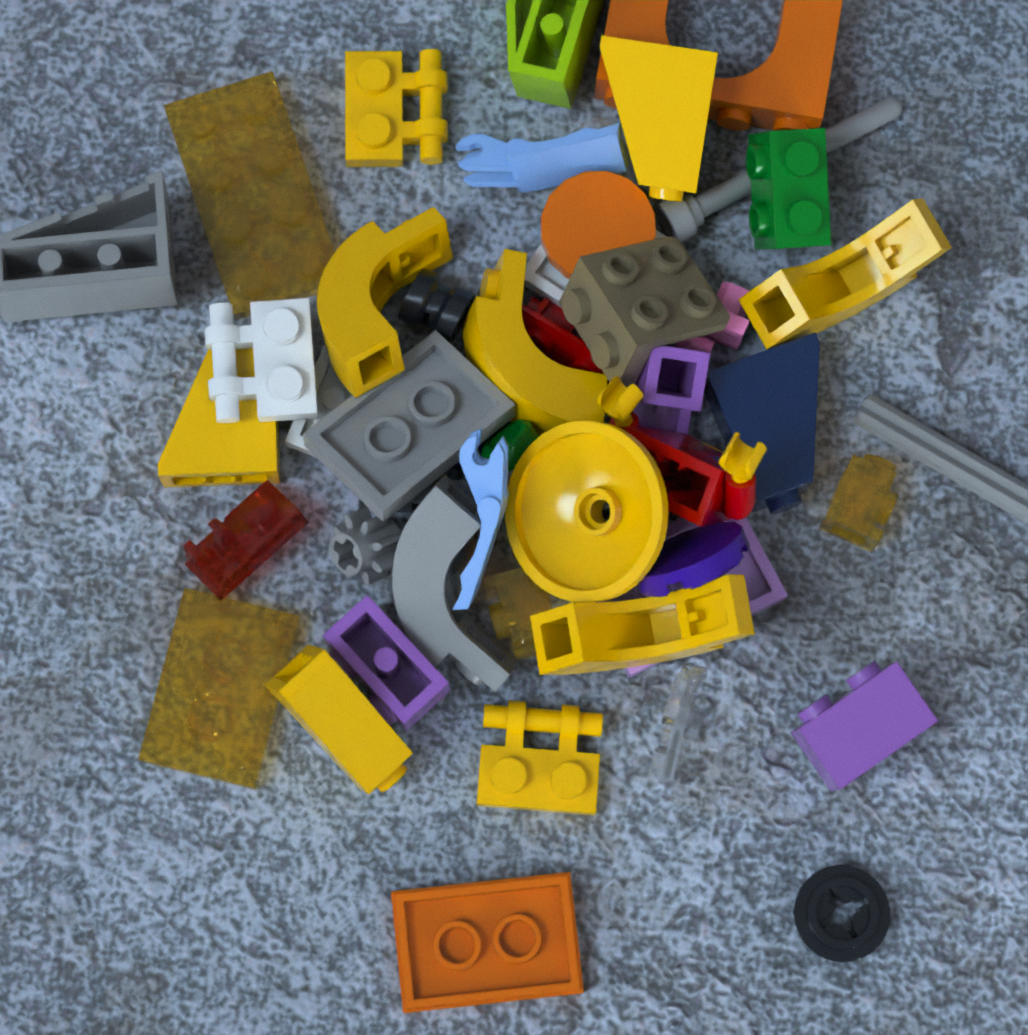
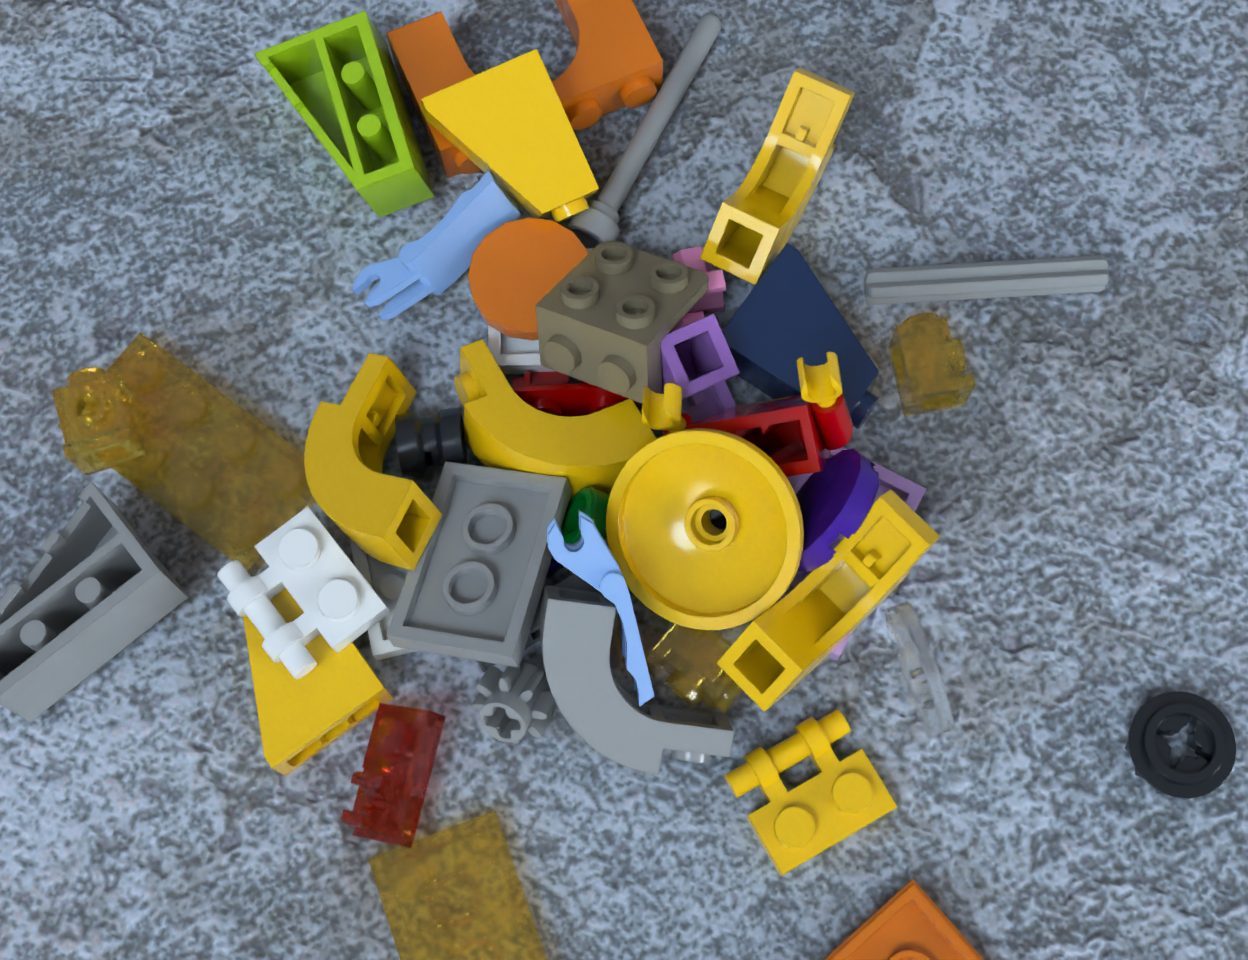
camera: 25 degrees left, 5 degrees down
(202, 143) = (109, 435): none -> clear yellow brick
(340, 719) = (603, 883): yellow slope -> none
(375, 108) = (258, 307): yellow plate -> none
(386, 664) = (608, 800): medium lavender brick -> none
(788, 189) = (676, 136): green brick -> none
(862, 725) = (1078, 559): medium lavender brick -> none

